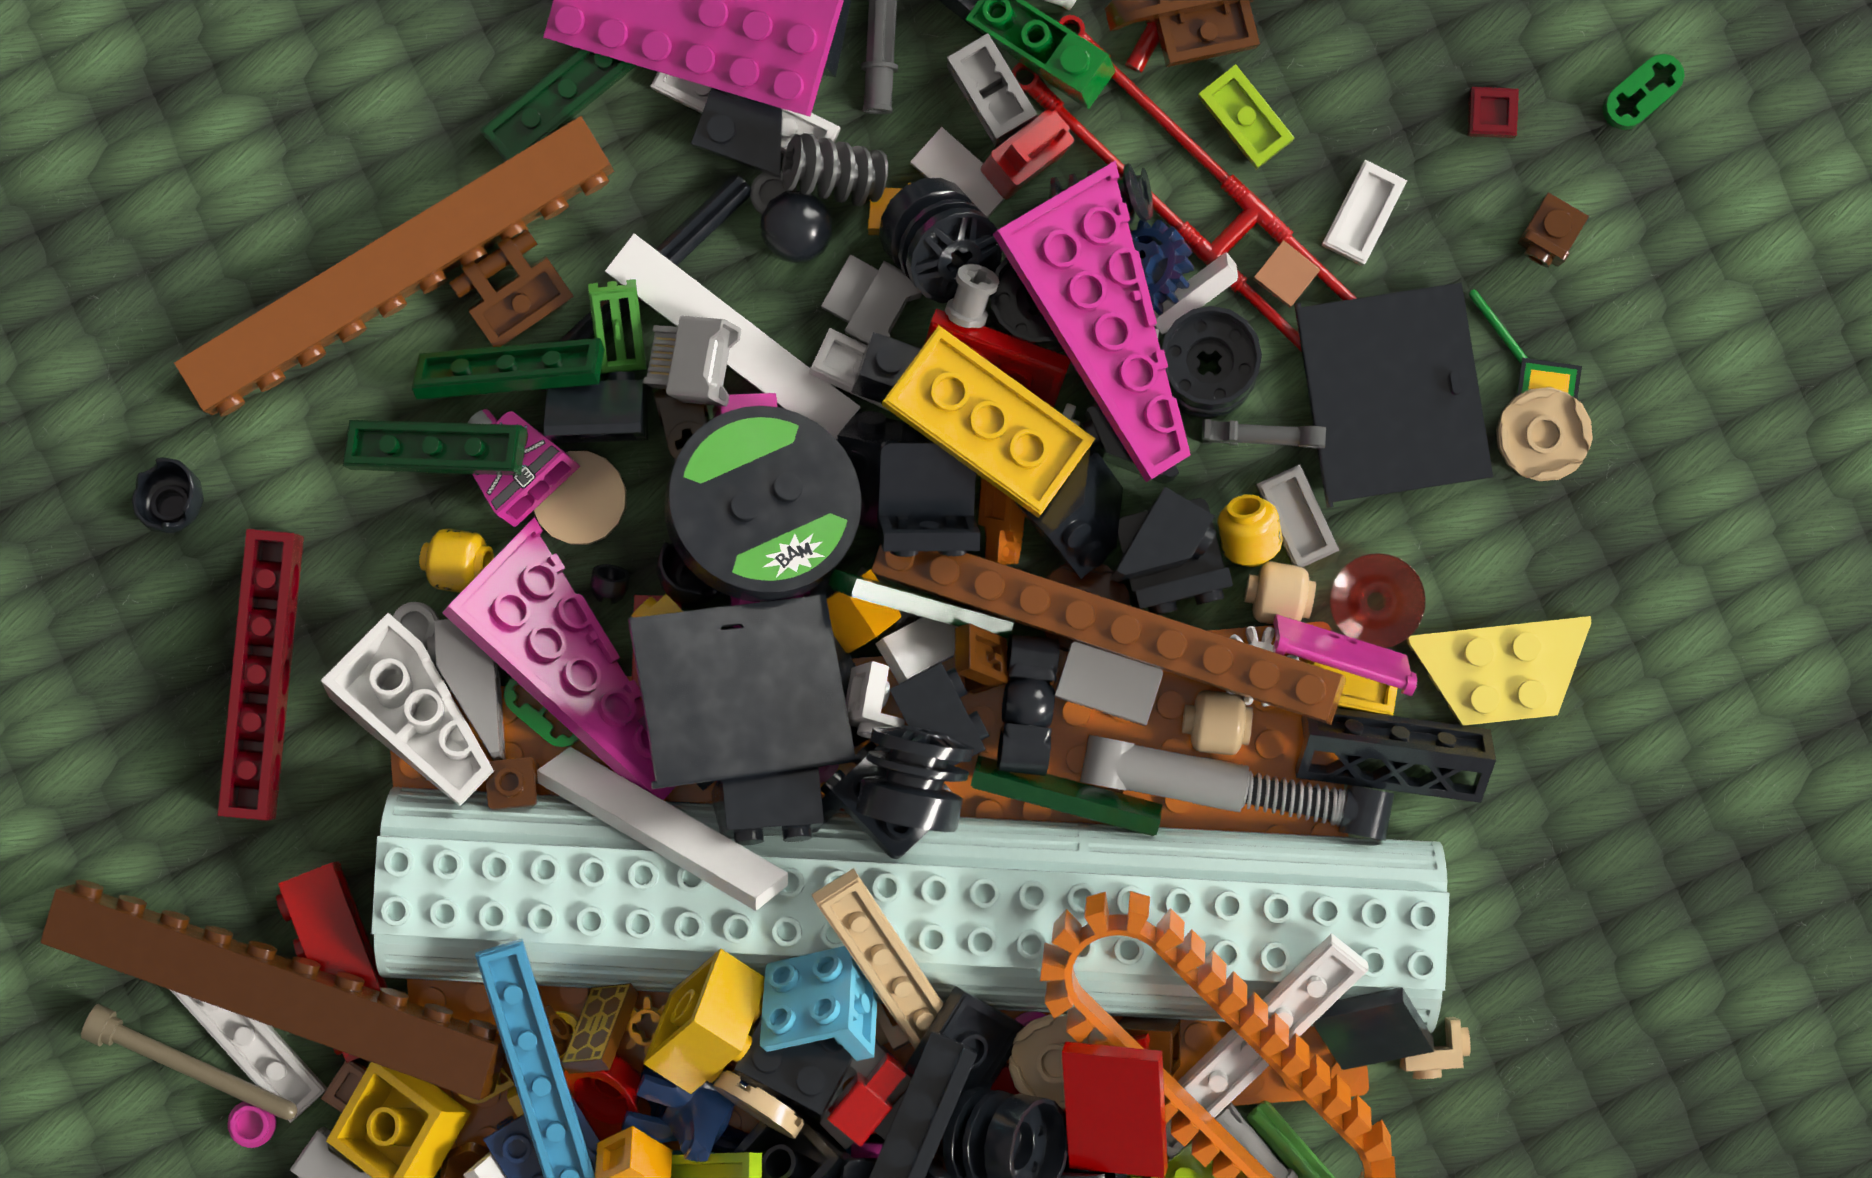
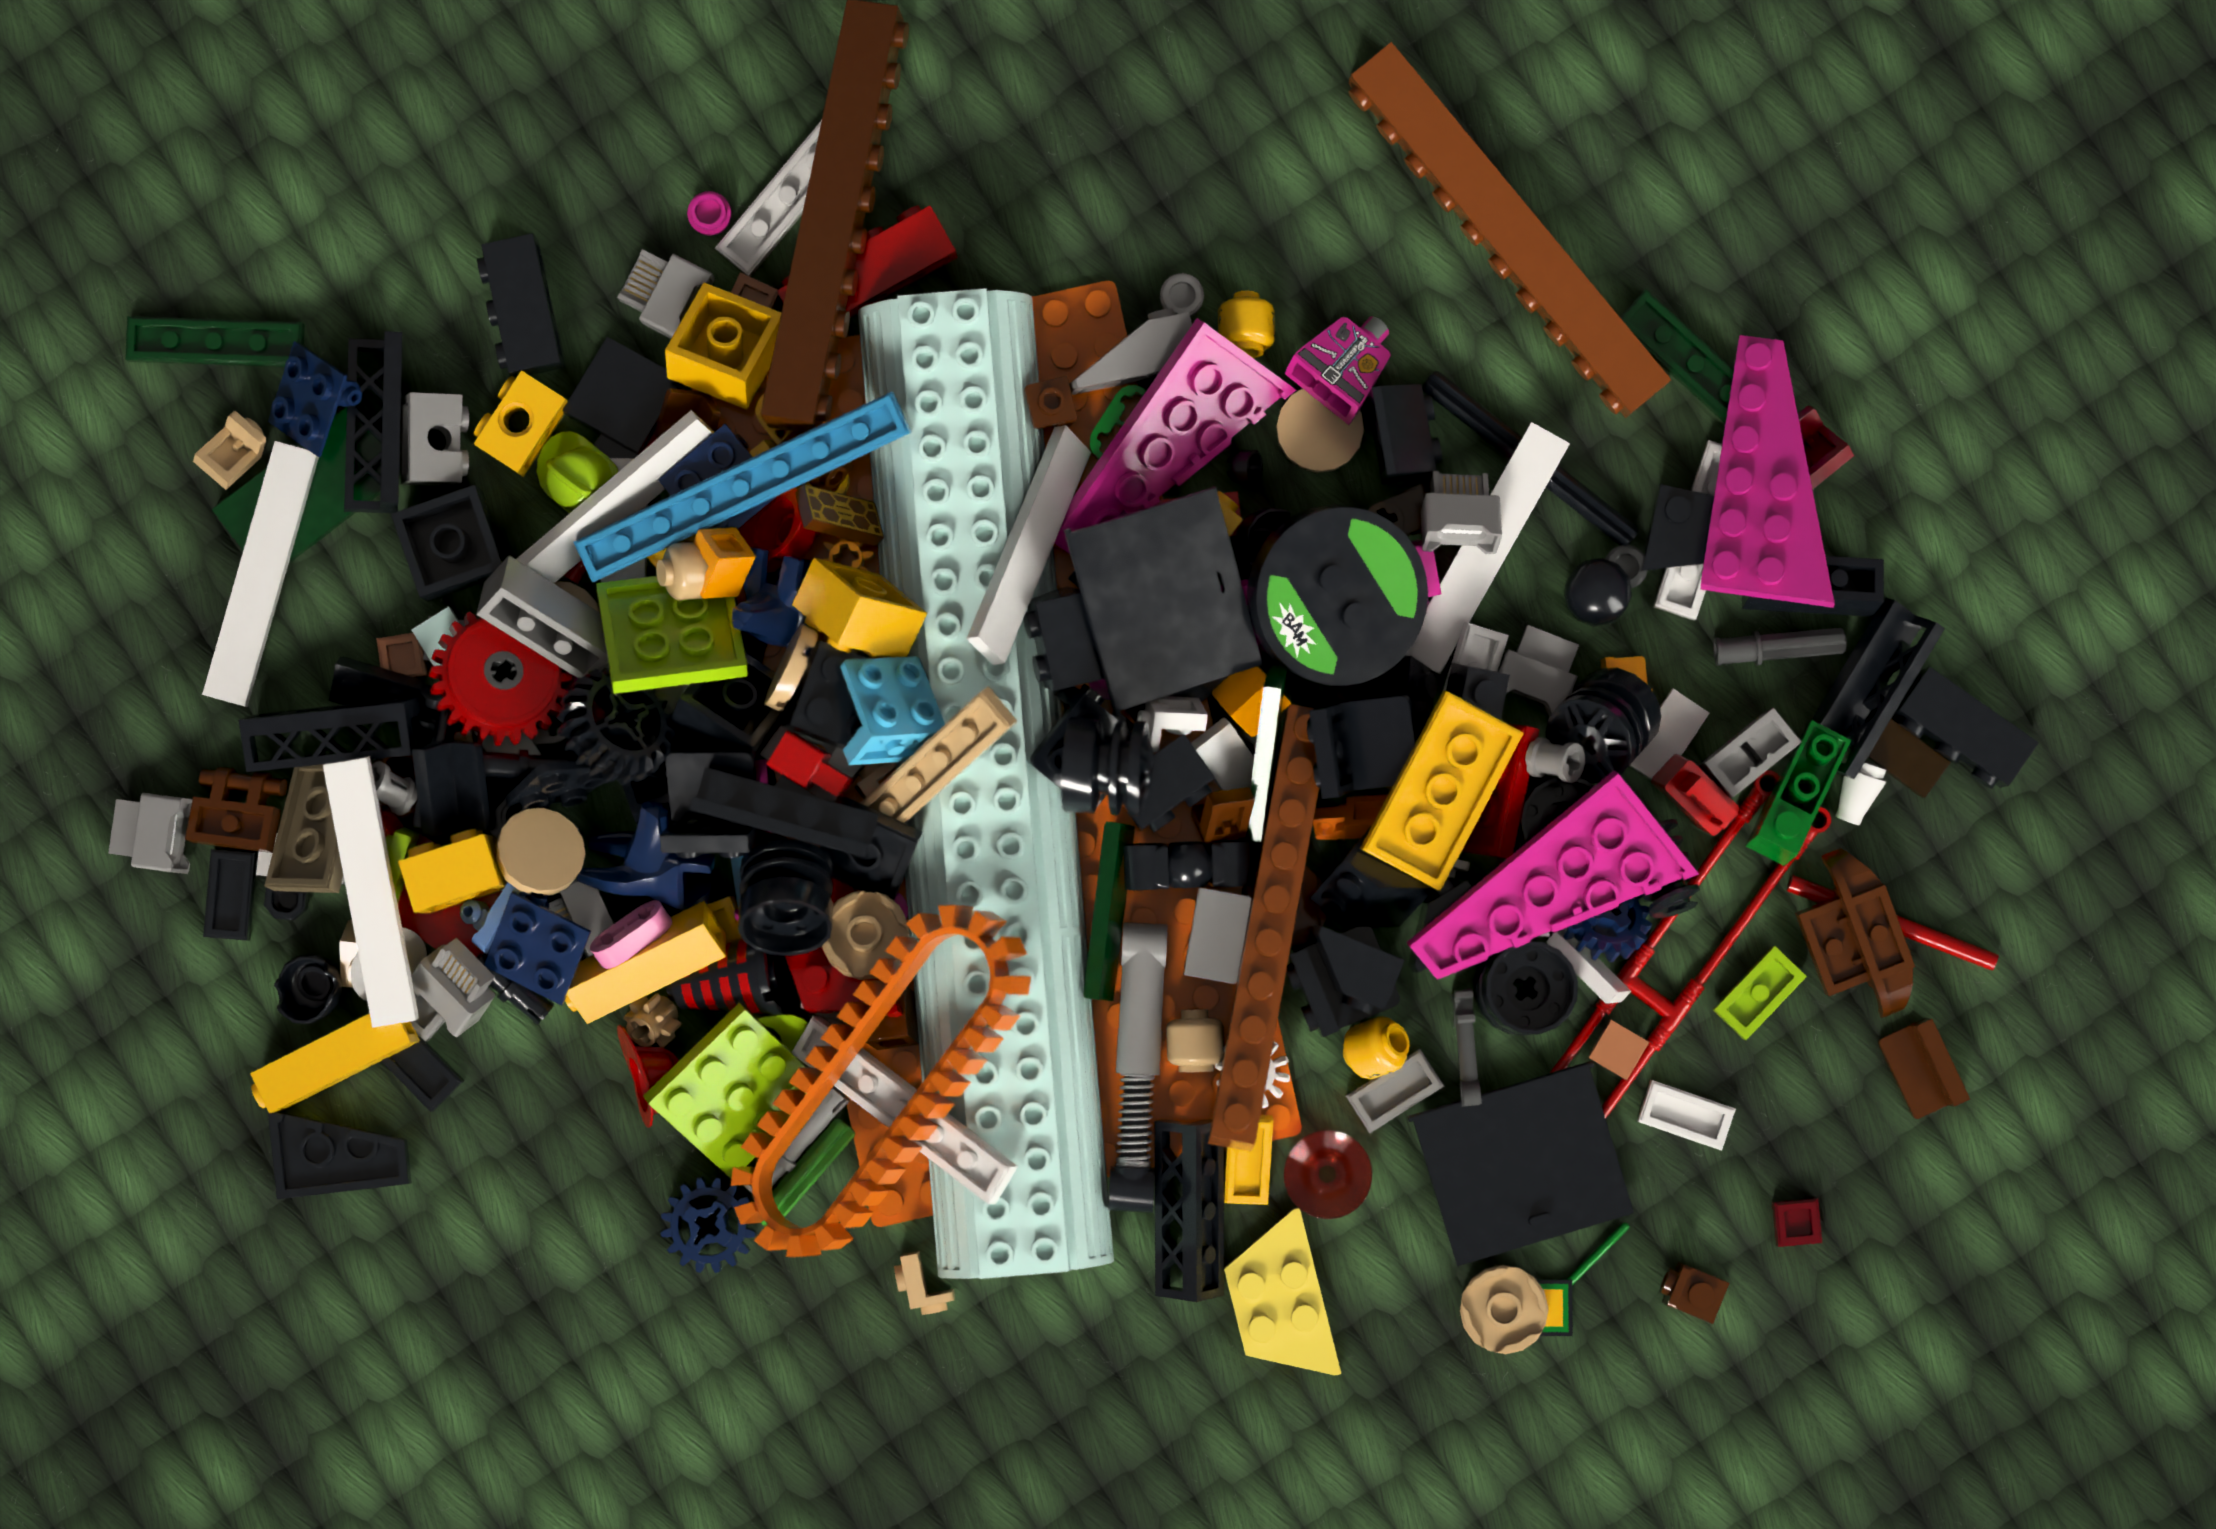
camera: 80 degrees right, 0 degrees up
(104, 1027) = (777, 67): dark tan piece -> none
(167, 496) = (1268, 53): black hair -> none
(260, 675) = (1117, 162): dark red brick -> none
(405, 705) = (1109, 296): white wedge -> none
(435, 447) = (1347, 290): dark green tile -> none
(508, 368) = (1429, 346): dark green tile -> none
(518, 302) = (1492, 348): reddish brown plate -> none
(613, 294) = (1511, 432): bright green tile -> none
(835, 167) = (1657, 618): dark grey piece -> none
(1115, 1109) = (830, 991): red tile -> none
(1280, 591) = (1321, 1084): tan head -> none
(1343, 653) = (1274, 1147): dark pink door -> none
(1374, 1029) = (934, 1220): black tile -> none
(1636, 83) = (1844, 1352): green beam -> none

